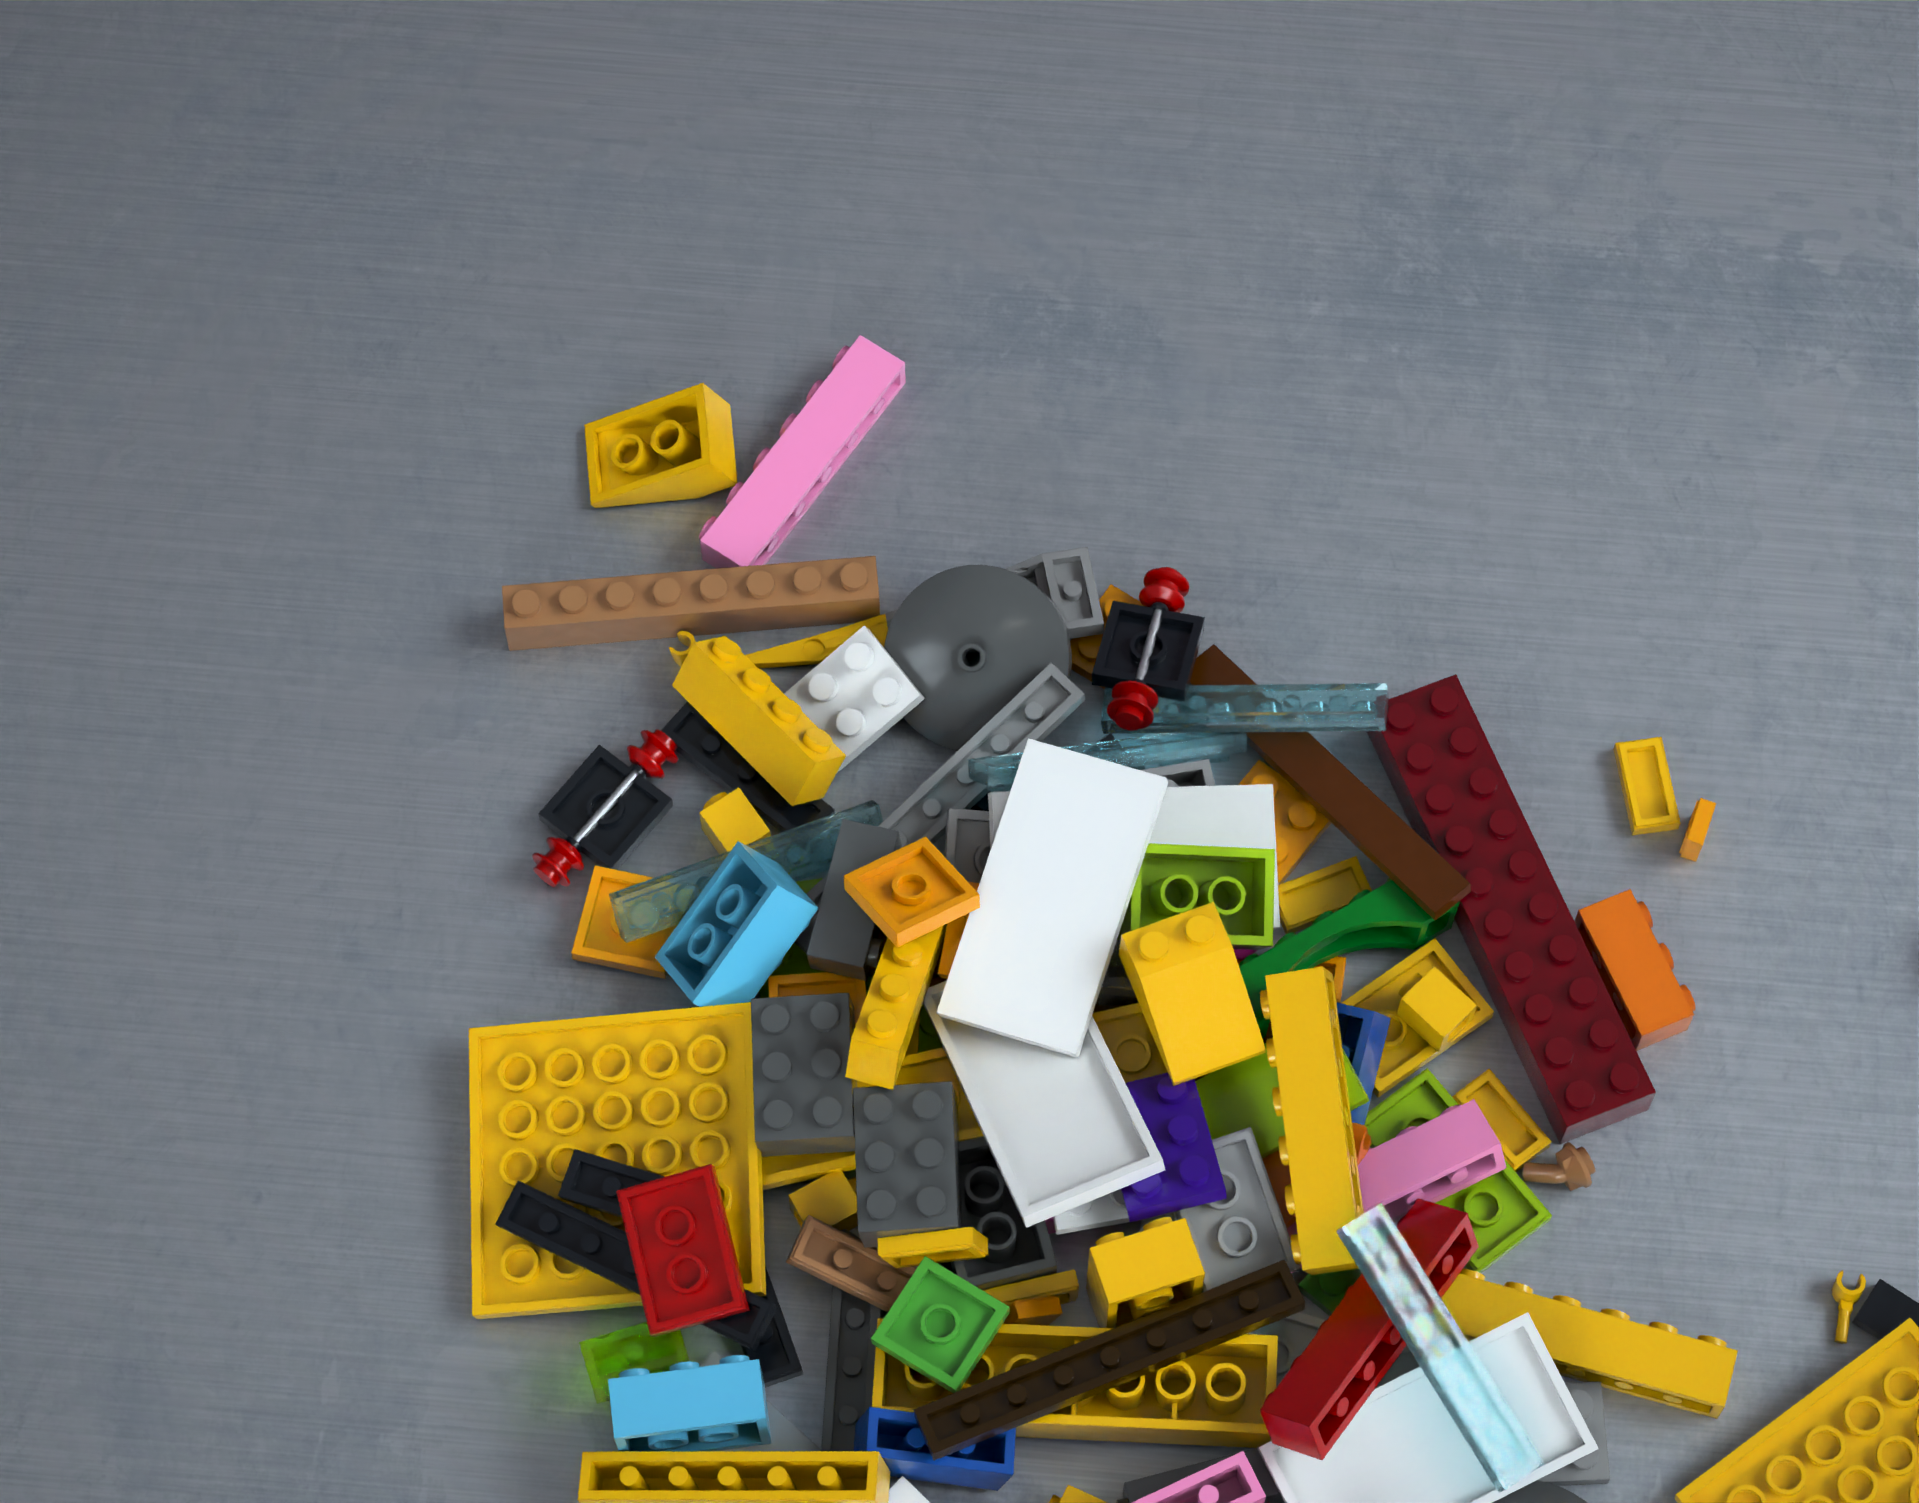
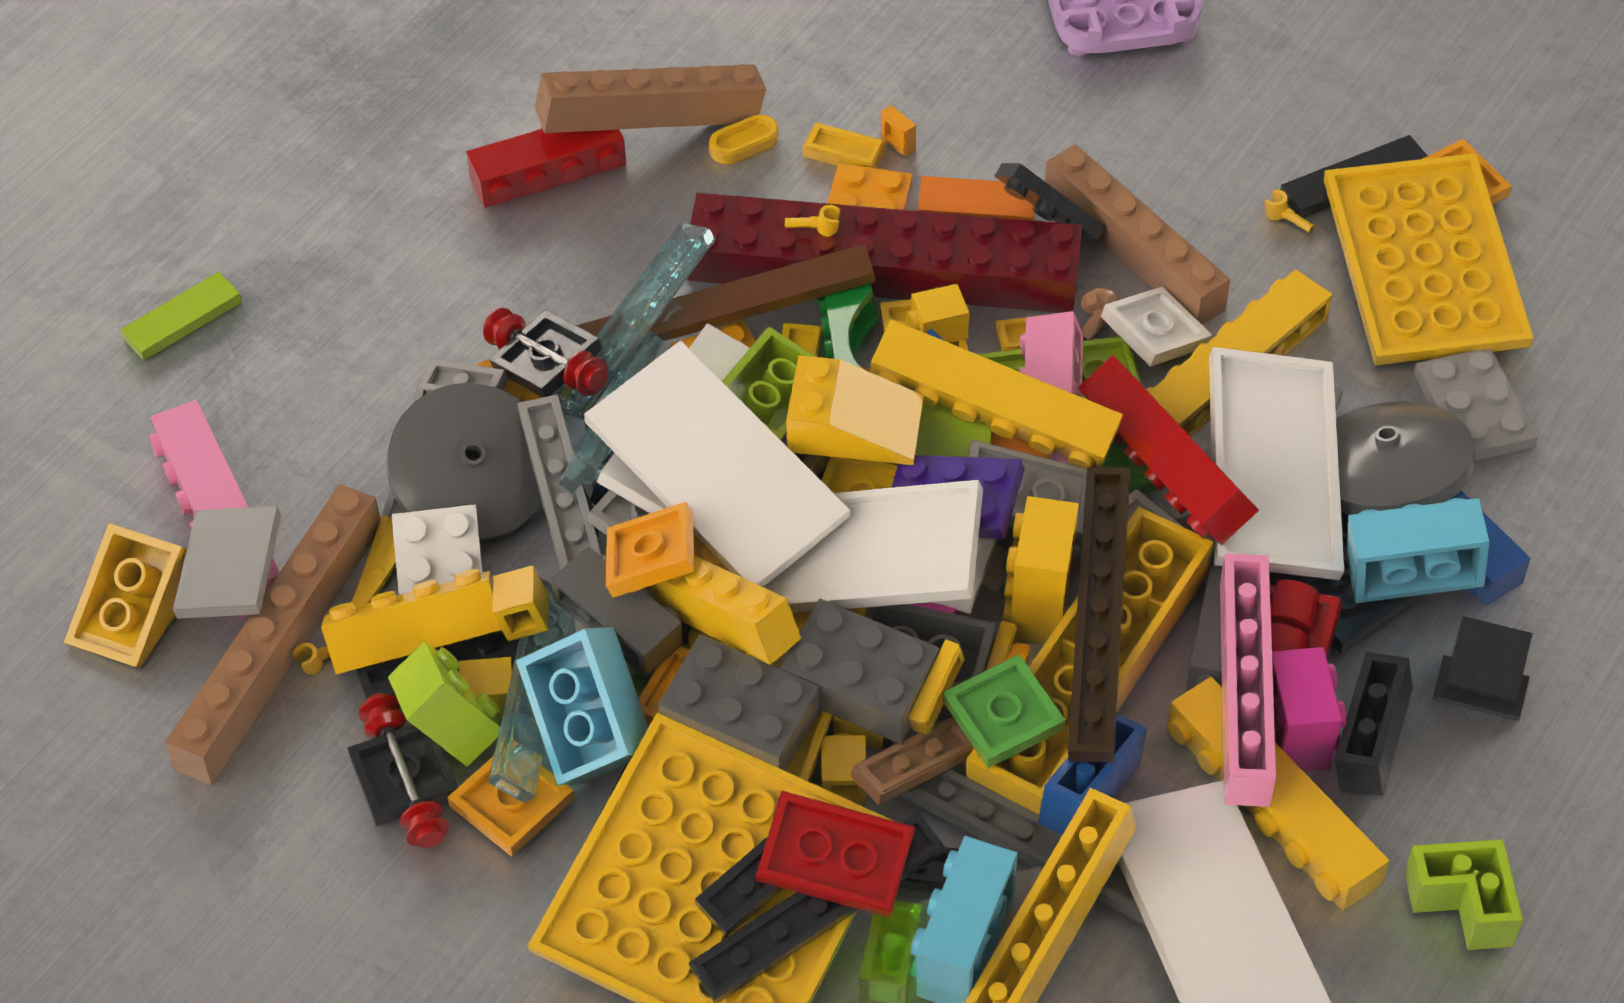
camera: 60 degrees left, 15 degrees down
(671, 801) = (442, 704): none -> lime brick
(722, 514) = (227, 562): none -> light grey tile
(819, 803) = (520, 603): none -> yellow brick
(1019, 278) = (181, 315): none -> lime tile
(1432, 497) = (541, 162): none -> red brick
(1440, 1348) = (1213, 400): clear light blue plate -> none
(1475, 816) = (826, 223): none -> yellow hand
(1558, 555) = (648, 97): none -> medium nougat brick
(1575, 1239) = (1155, 325): none -> white plate
(1588, 848) = (870, 187): none -> light orange plate
(1595, 676) = (743, 139): none -> yellow tile
(1662, 1041) = (1047, 201): none -> black plate
(1696, 1156) = (1139, 235): none -> medium nougat brick

